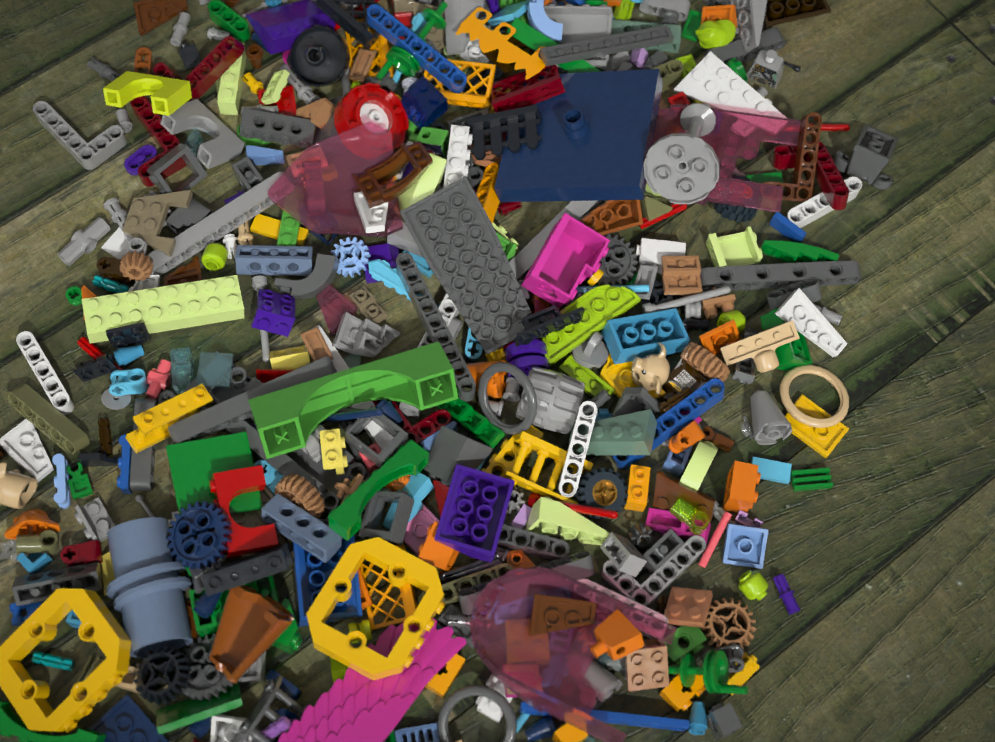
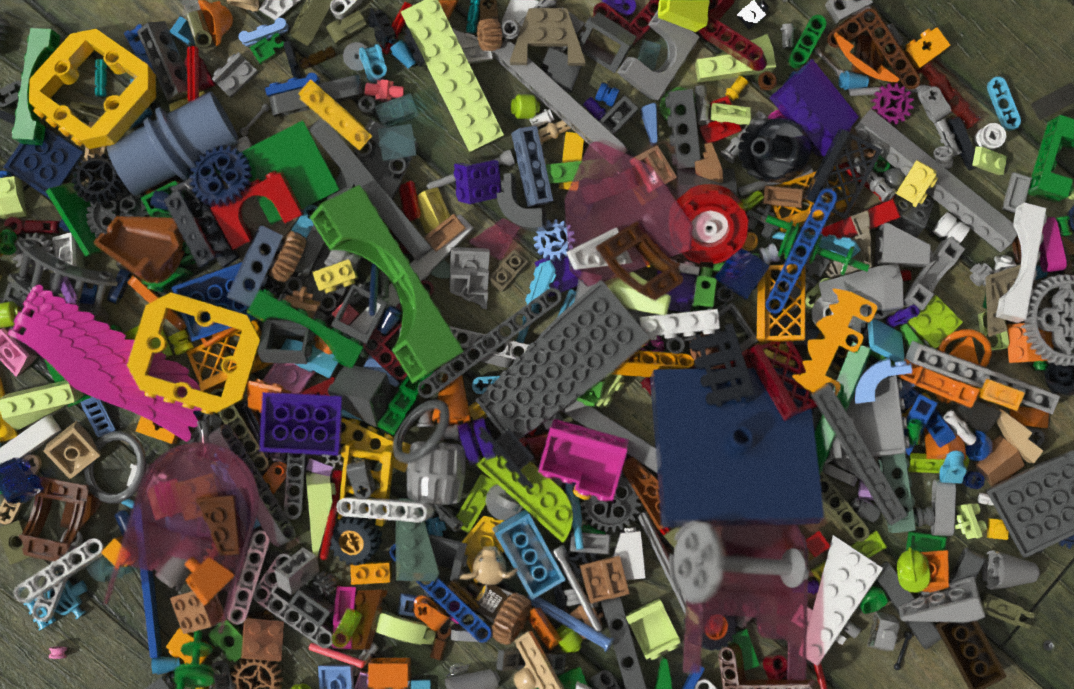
camera: 85 degrees right, 20 degrees up
(82, 554) = (193, 72): none -> red axle
(84, 404) = (342, 29): none -> olive piece
(186, 274) = (495, 84): reddish brown wing -> none
(225, 186) = (607, 94): none -> blue wheel
(304, 652) = (150, 296): none -> orange beam
(539, 467) = (361, 475): none -> dark grey piece
(675, 228) = (659, 550): none -> light grey axle
(713, 415) = (464, 635): none -> light grey beam
(720, 309) = (572, 623): none -> medium blue axle

